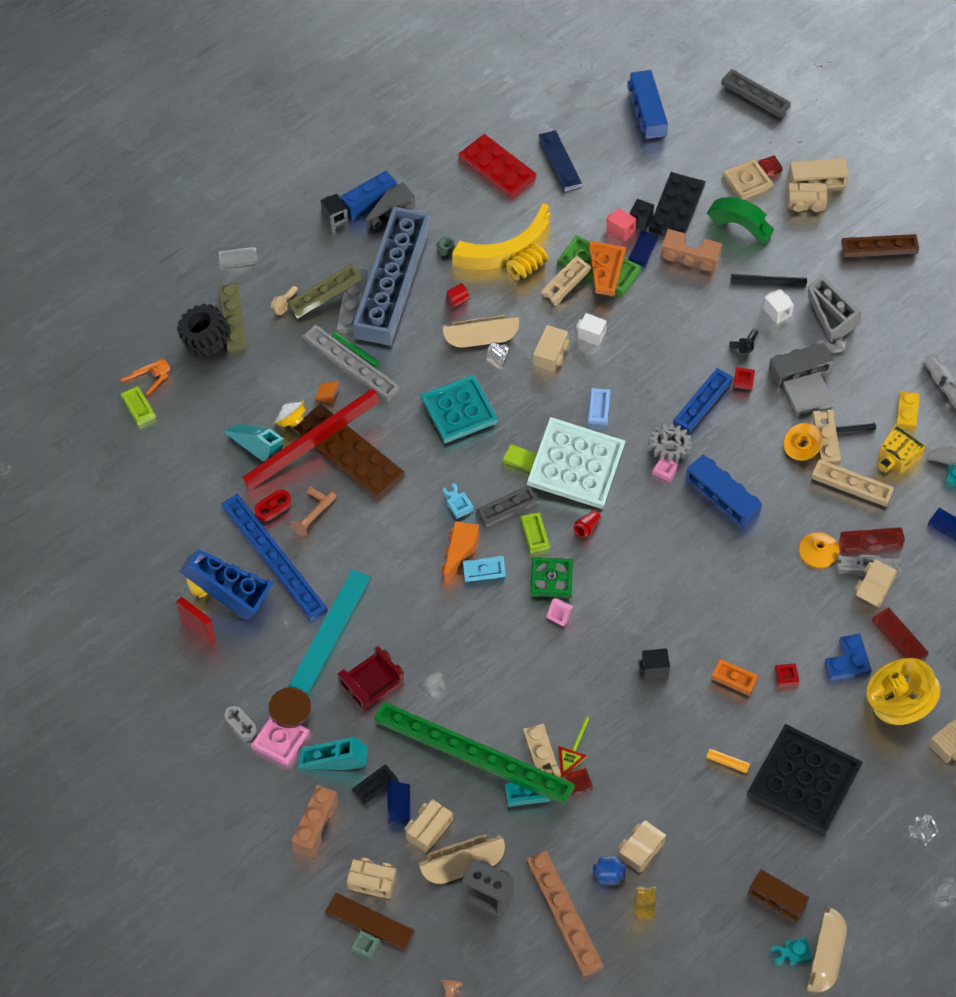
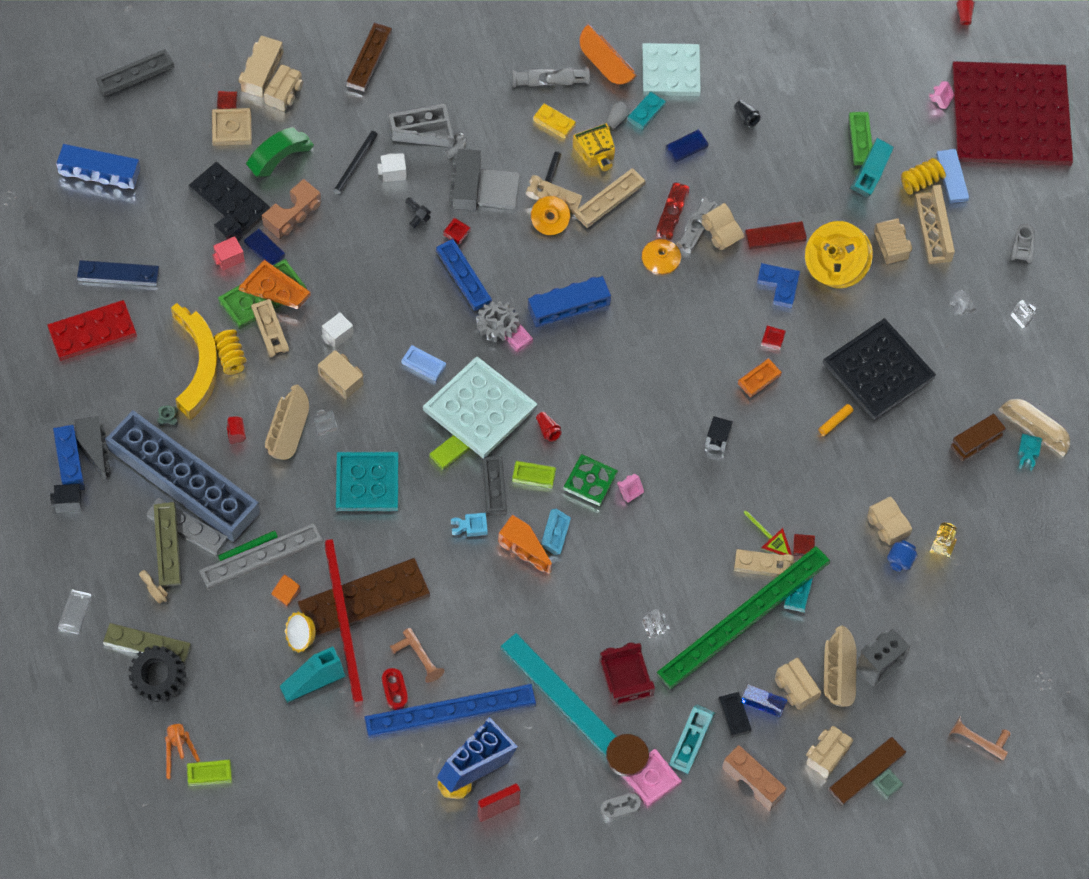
camera: 70 degrees left, 5 degrees up
(564, 913) = (922, 609): nougat plate -> none

